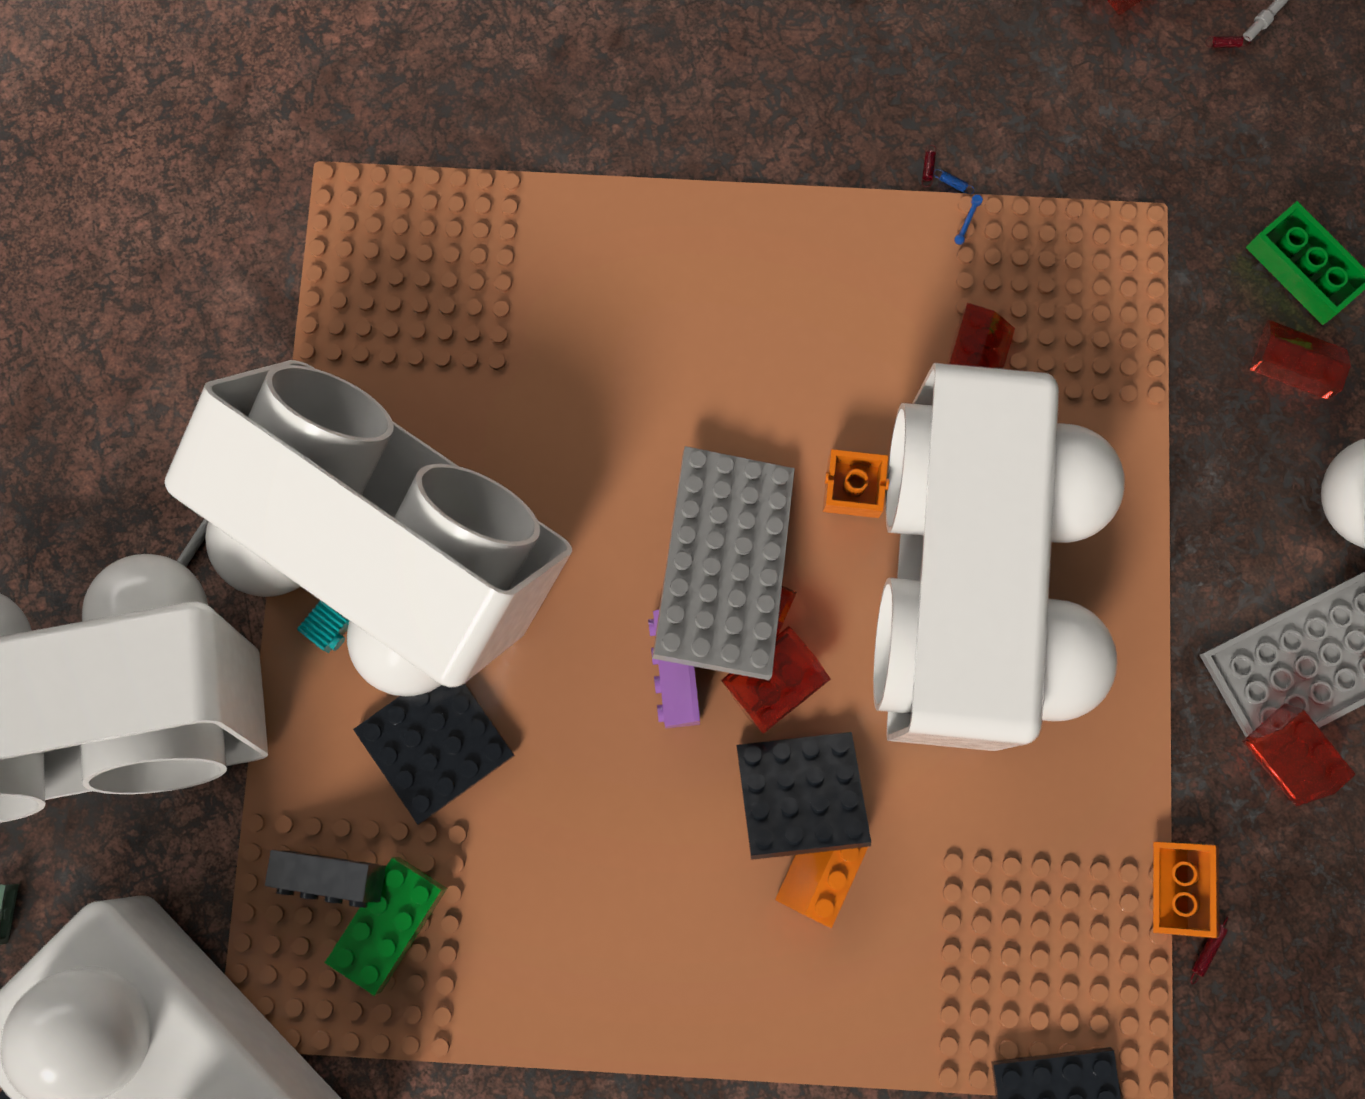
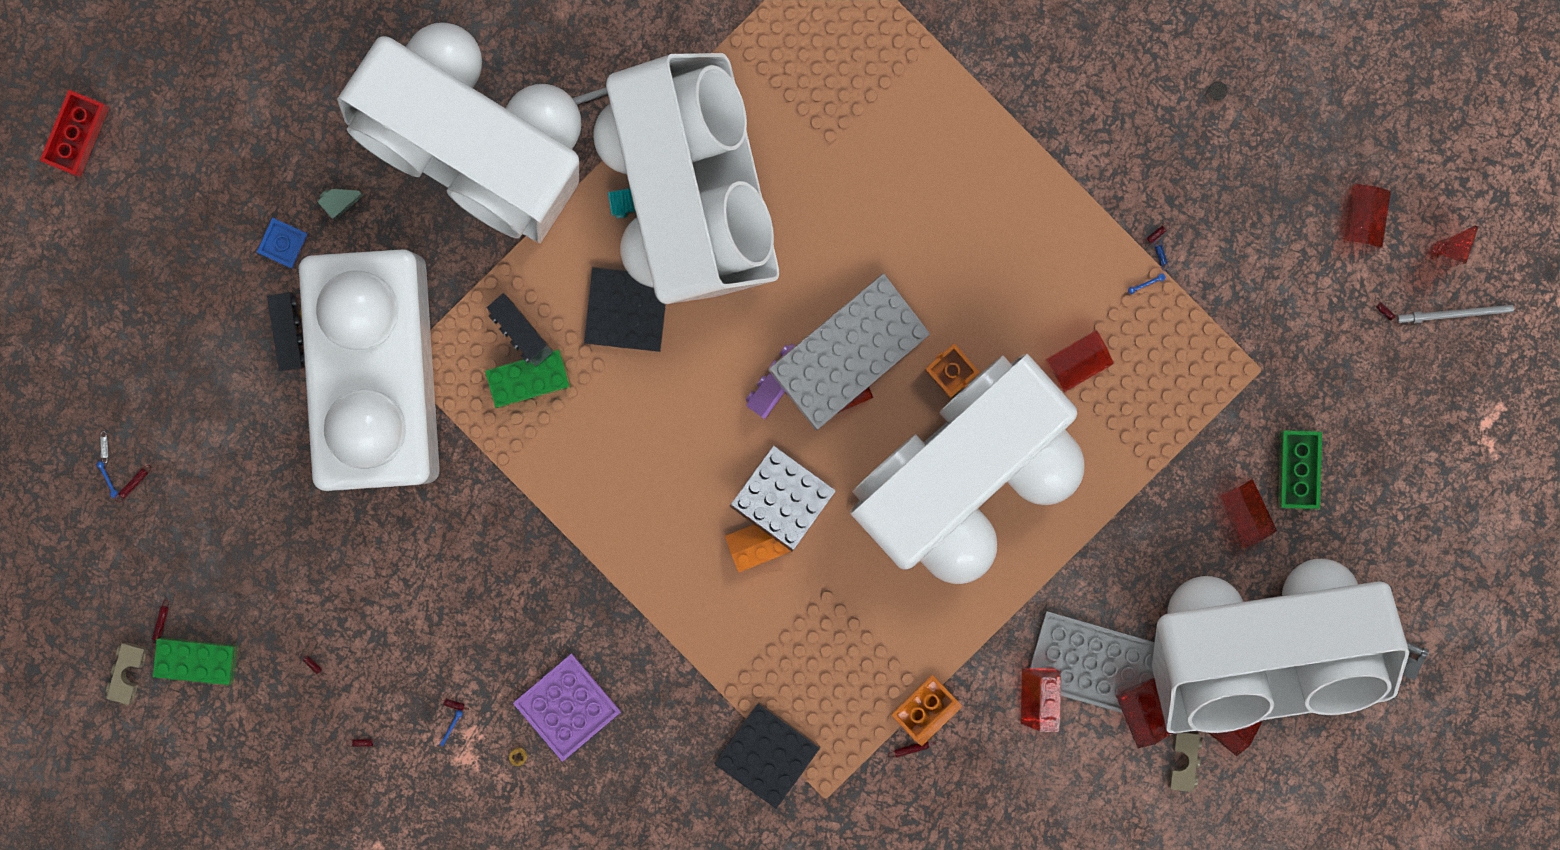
camera: 40 degrees right, 10 degrees up
(793, 680) = (828, 440): clear red slope -> none

